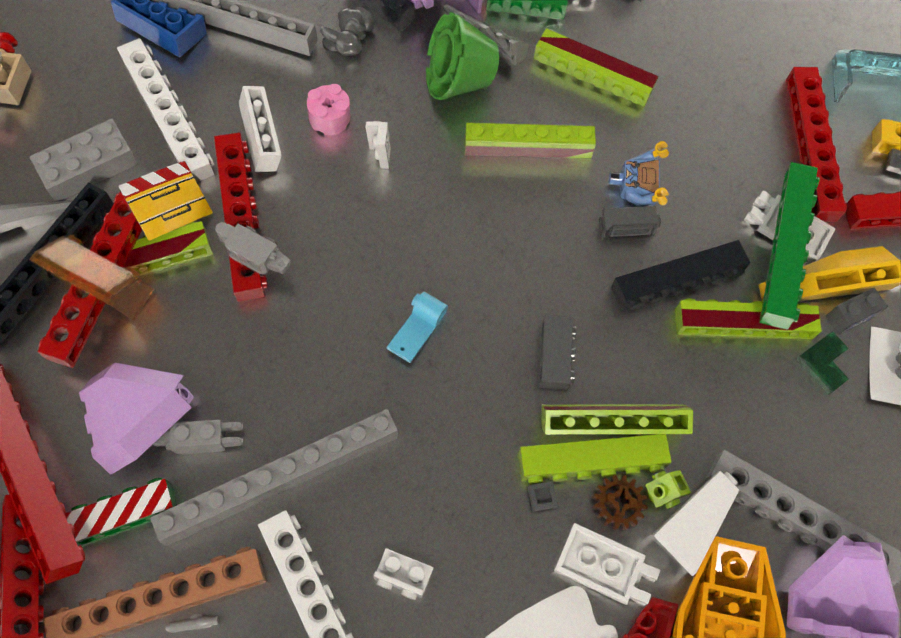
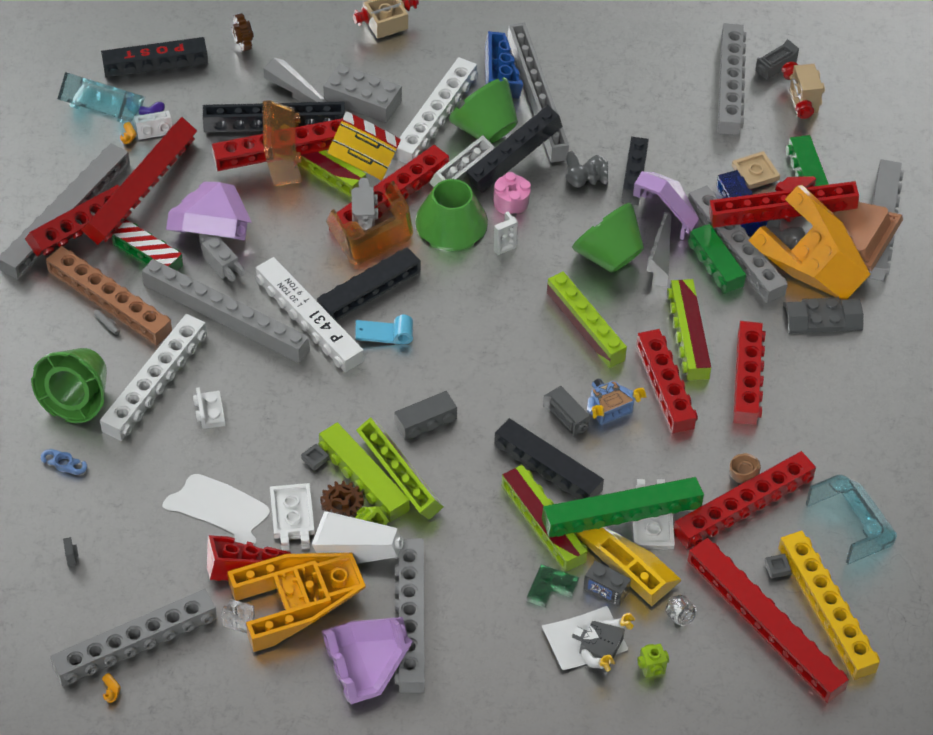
camera: 60 degrees right, 15 degrees down
(219, 64) = (487, 112): none -> bright green cone
(282, 70) = (514, 148): none -> black brick
(286, 285) = (364, 245): none -> clear orange windscreen
(317, 195) = (451, 217): none -> bright green cone
(343, 389) = (309, 315): none -> white brick
(348, 308) = (370, 284): none -> black brick
(643, 121) = (666, 381): none -> red brick
(673, 54) = (748, 372): none -> red brick
(783, 120) = (744, 467): none -> medium nougat hair

